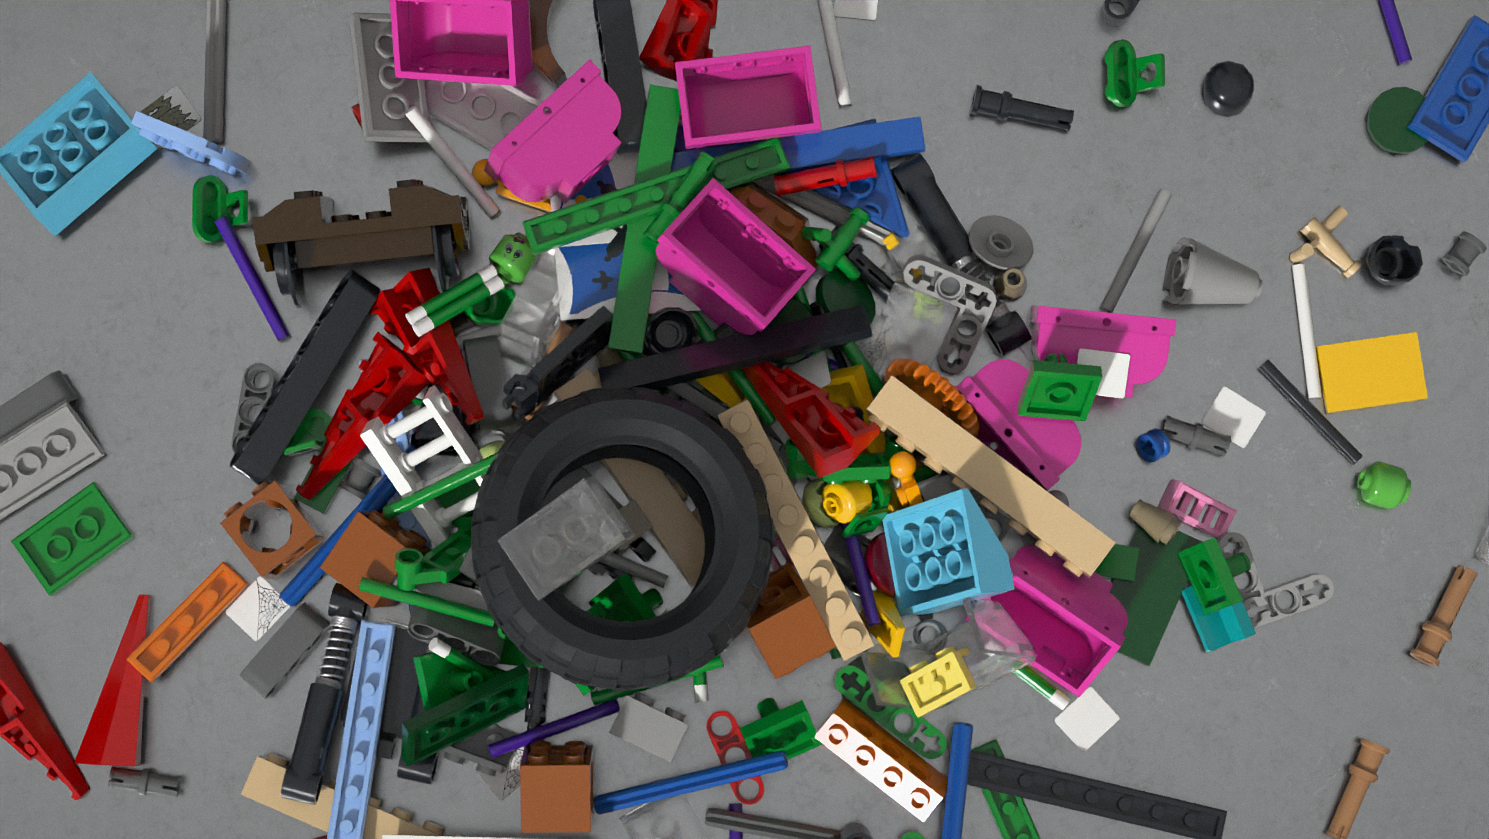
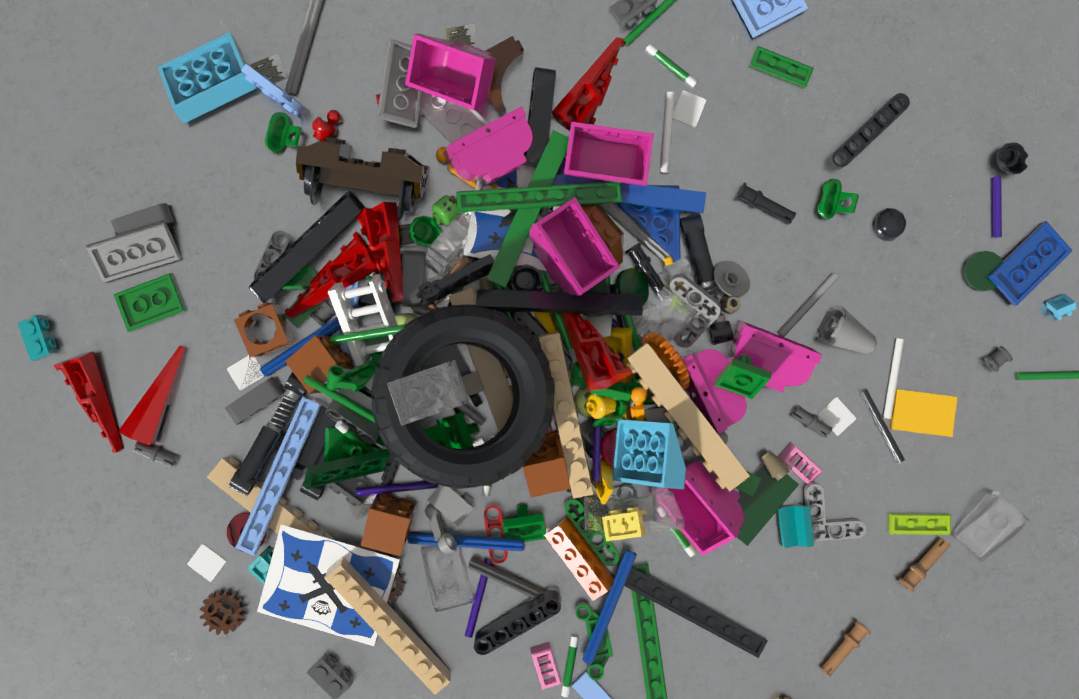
camera: 20 degrees right, 5 degrees up
(187, 622) = (202, 369): orange tile -> none
(252, 278) = (291, 179): dark purple bar -> none
(283, 183) = (326, 129): none -> red animal
(451, 294) = (403, 222): green bar -> none
(452, 161) = (425, 143): white bar -> none
(458, 306) = (406, 230): green bar -> none
(656, 788) = (445, 540): none -> light grey piece
(681, 197) = (553, 202): green pin -> none
(825, 176) = (650, 213): red pin -> none
(837, 245) = (636, 254): green piece -> none
(1086, 719) = (702, 567): white sticker -> none
(1113, 367) = (777, 371): white sticker -> none
(1153, 445) = (786, 420): blue bush -> none
(1213, 574) = (799, 506): green tile -> none
(1326, 242) = (918, 327): tan piece -> none
(1384, 485) = (912, 480): bright green head -> none
(1394, 260) = (957, 352): black hair -> none
(1417, 553) = (920, 523): none -> lime tile

